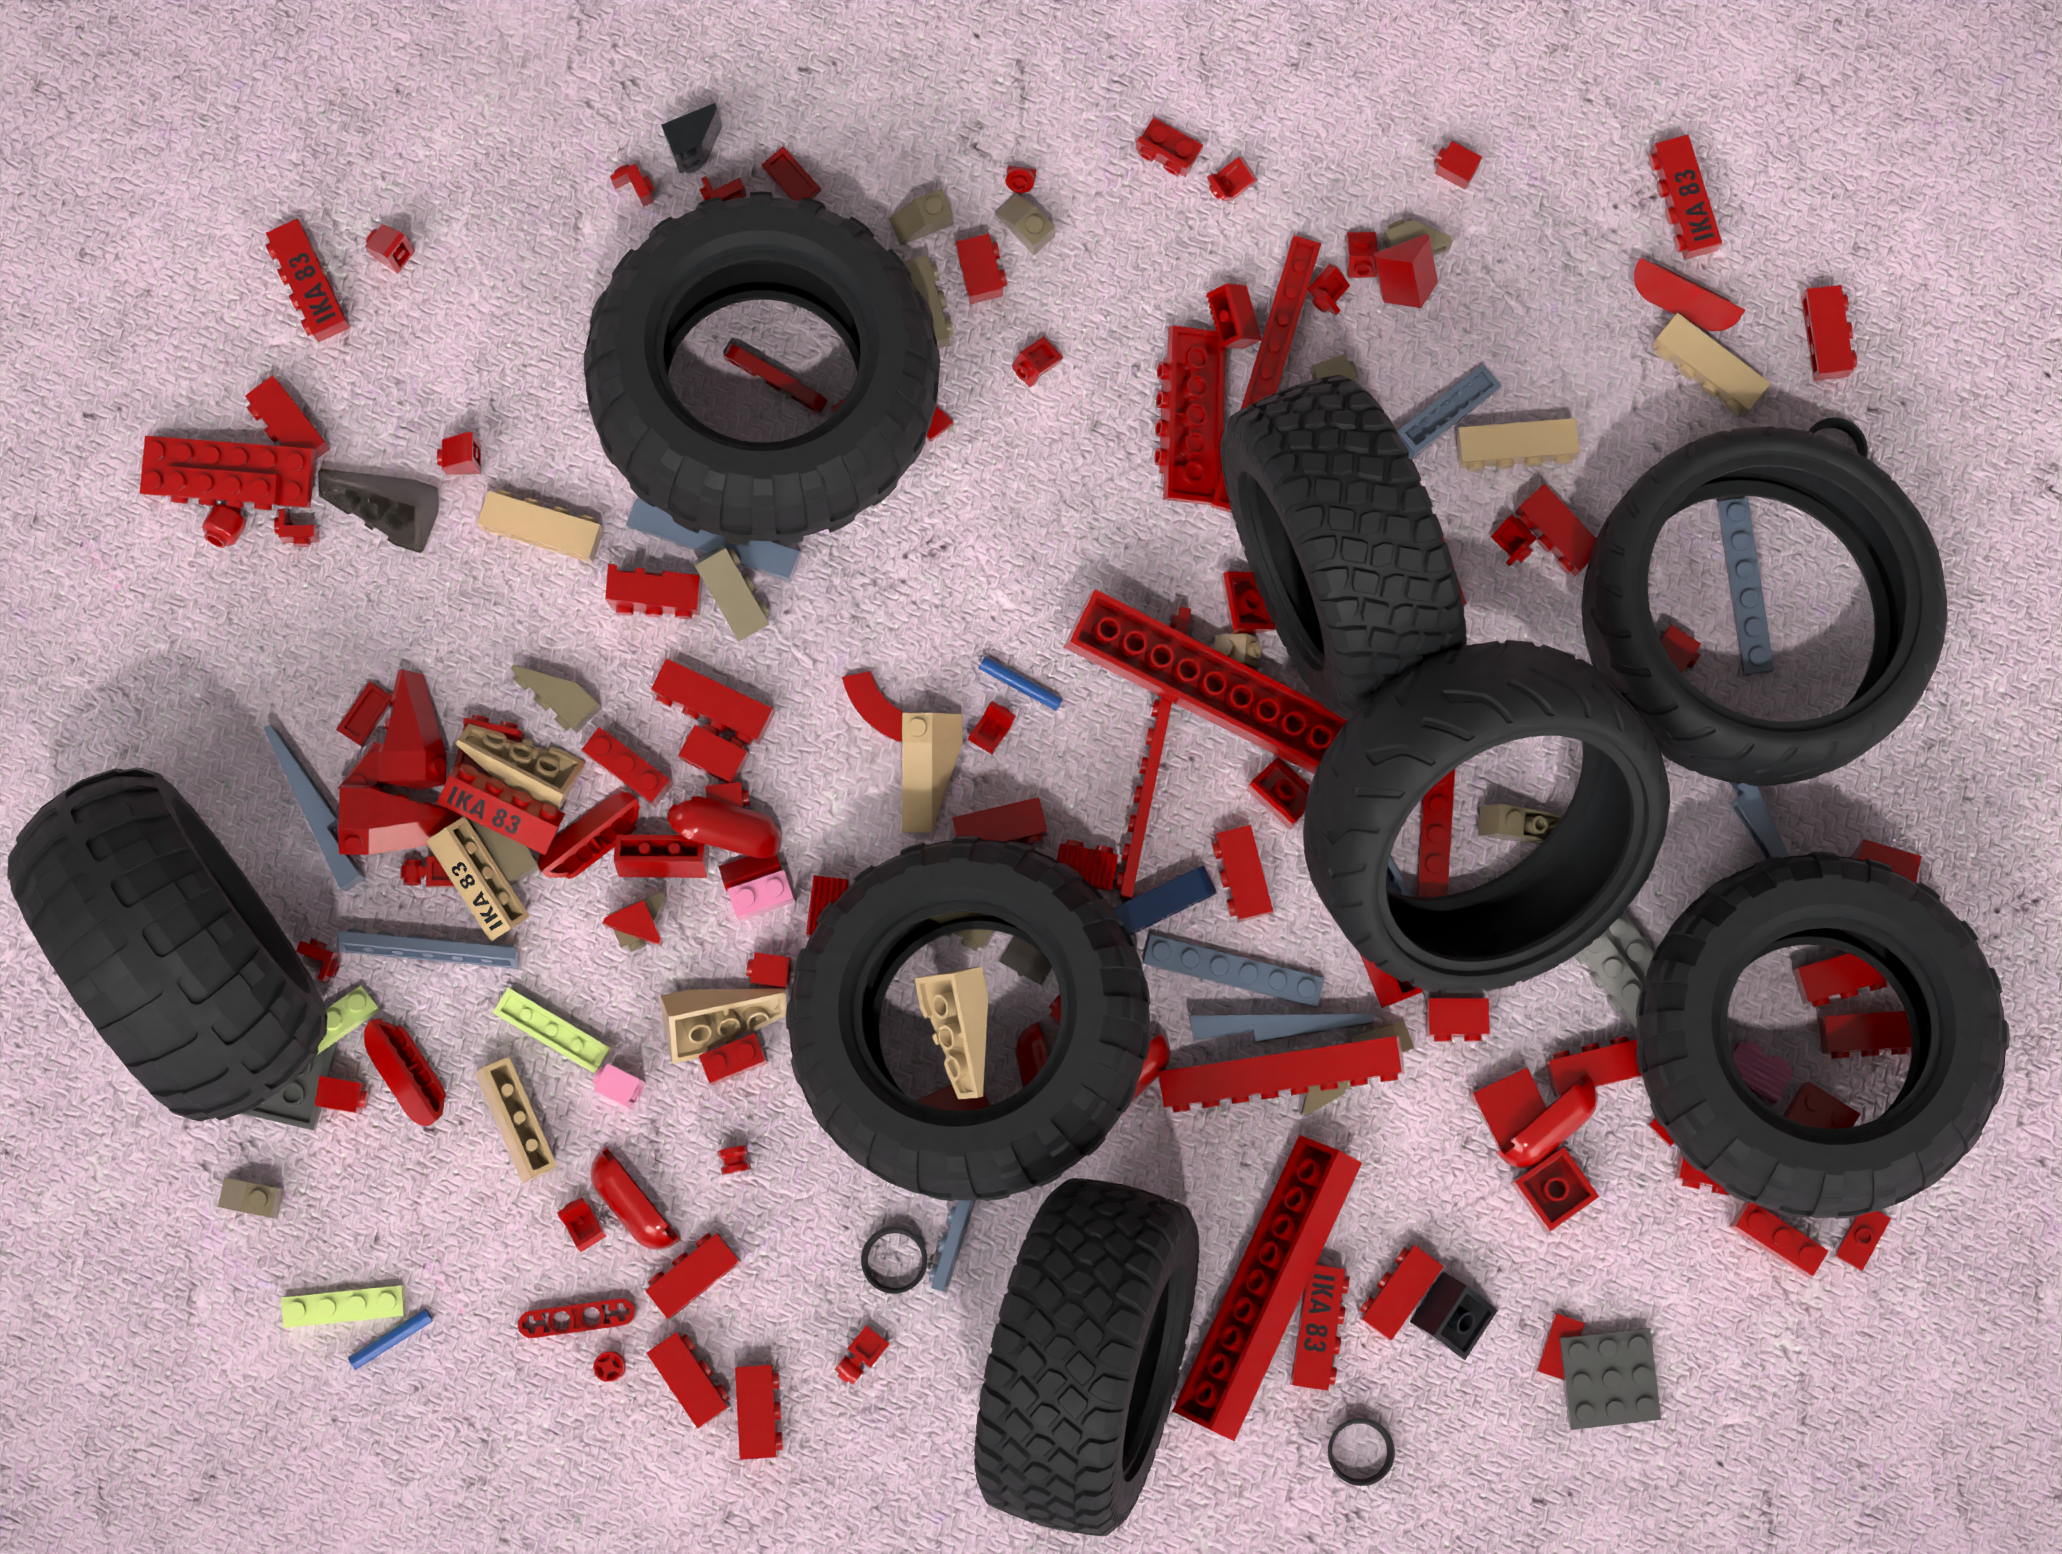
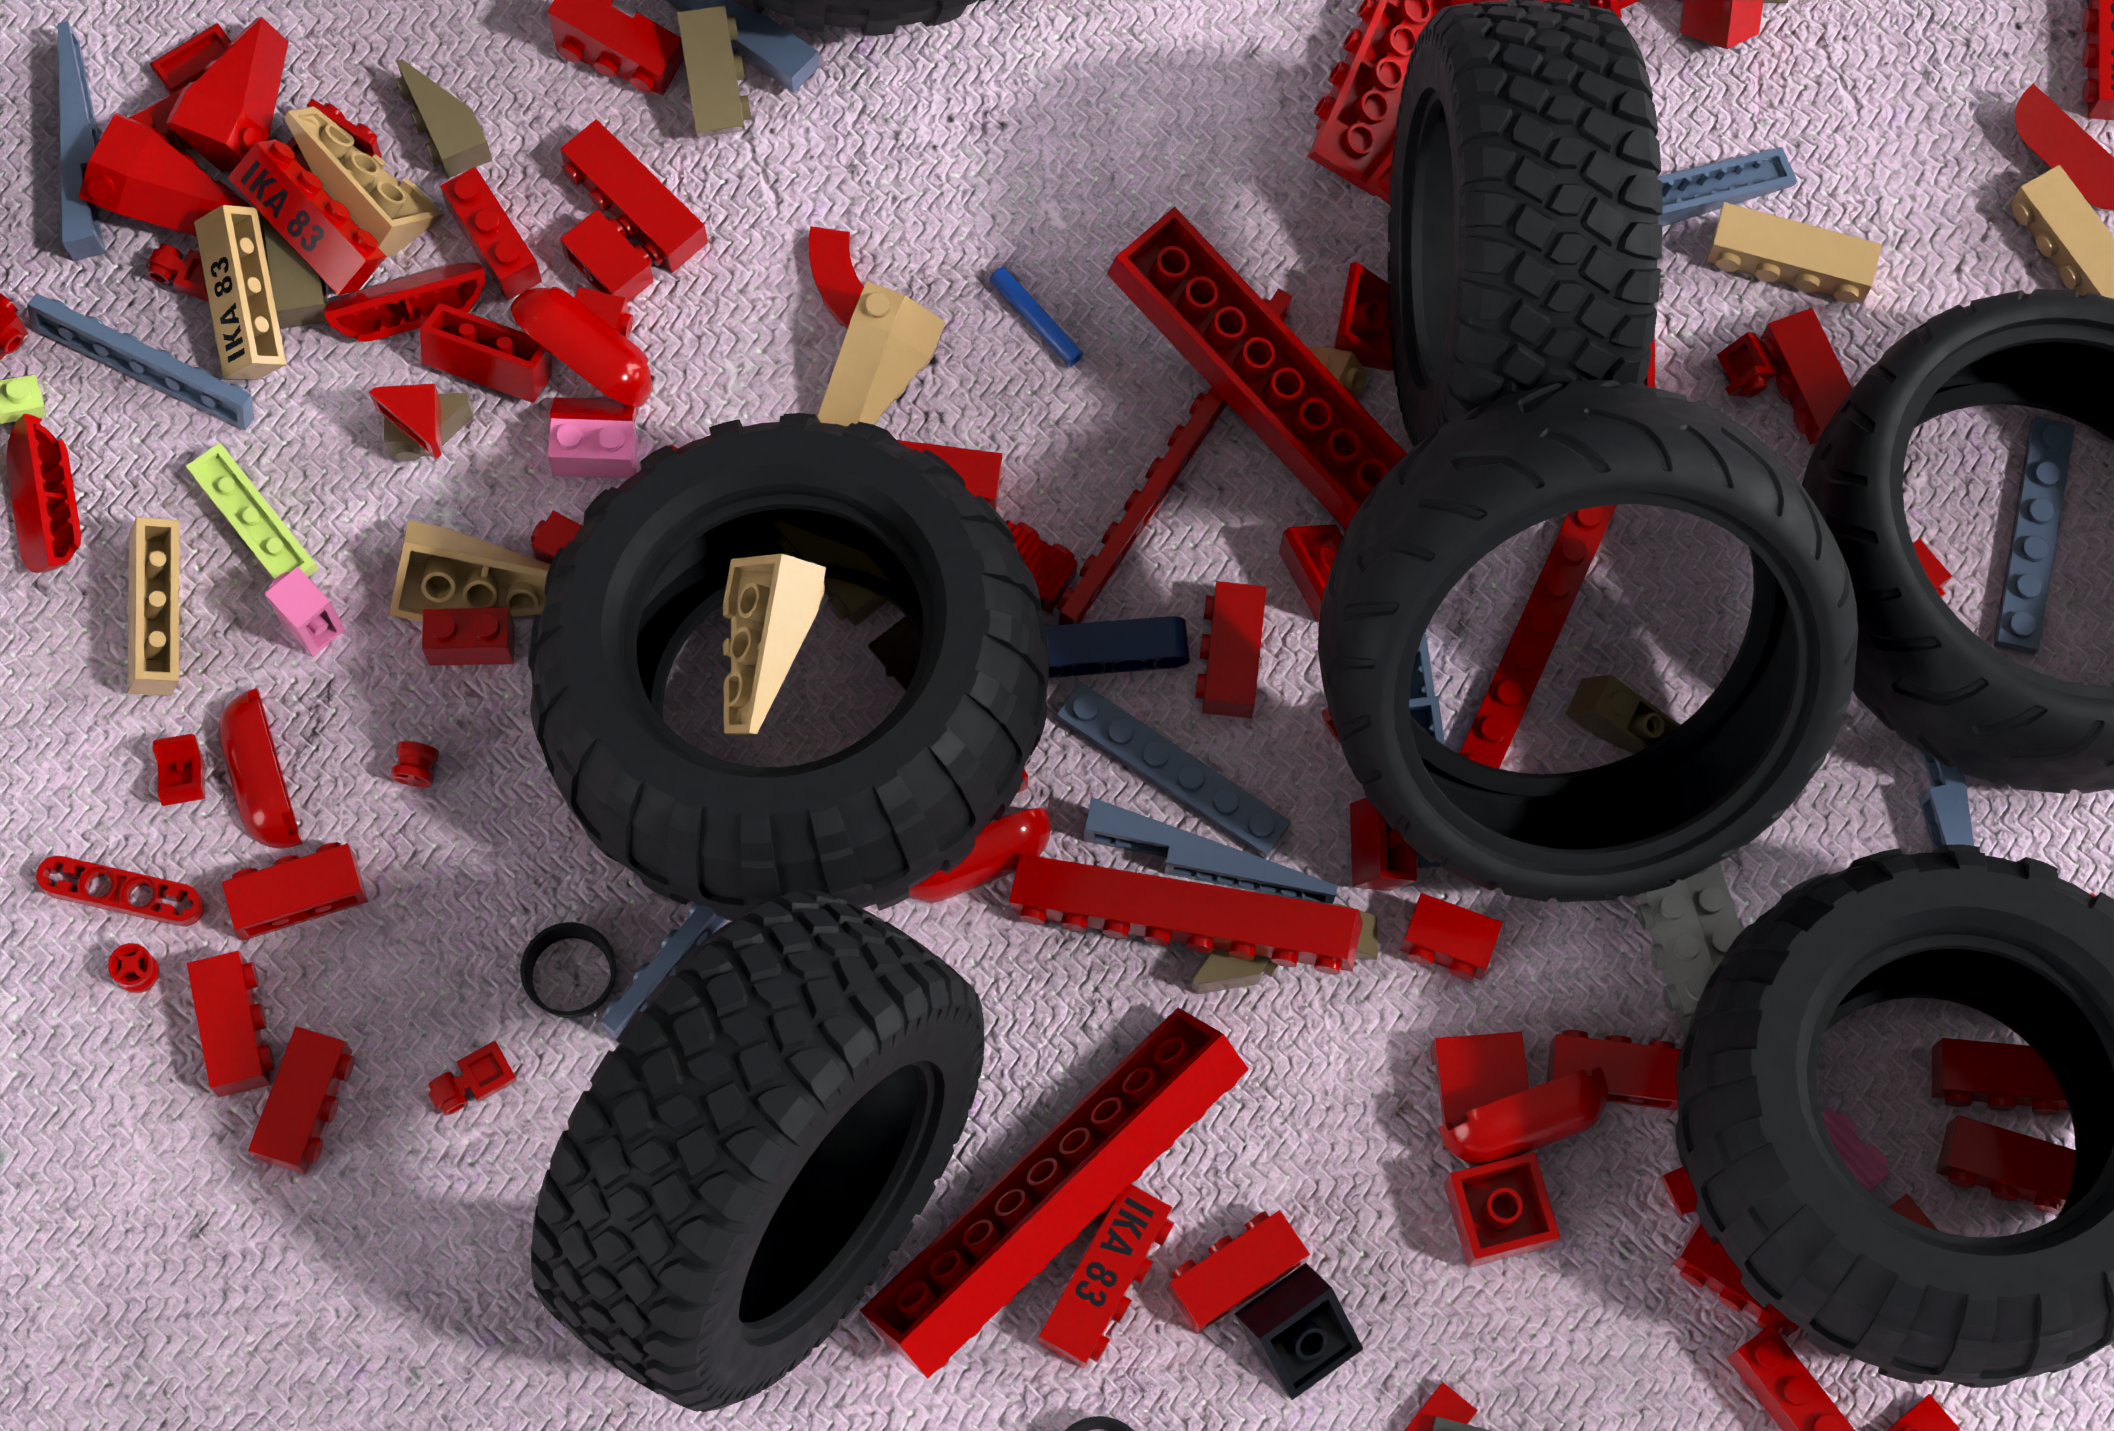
camera: 15 degrees right, 10 degrees down
(992, 727) = (977, 353): red bracket -> none

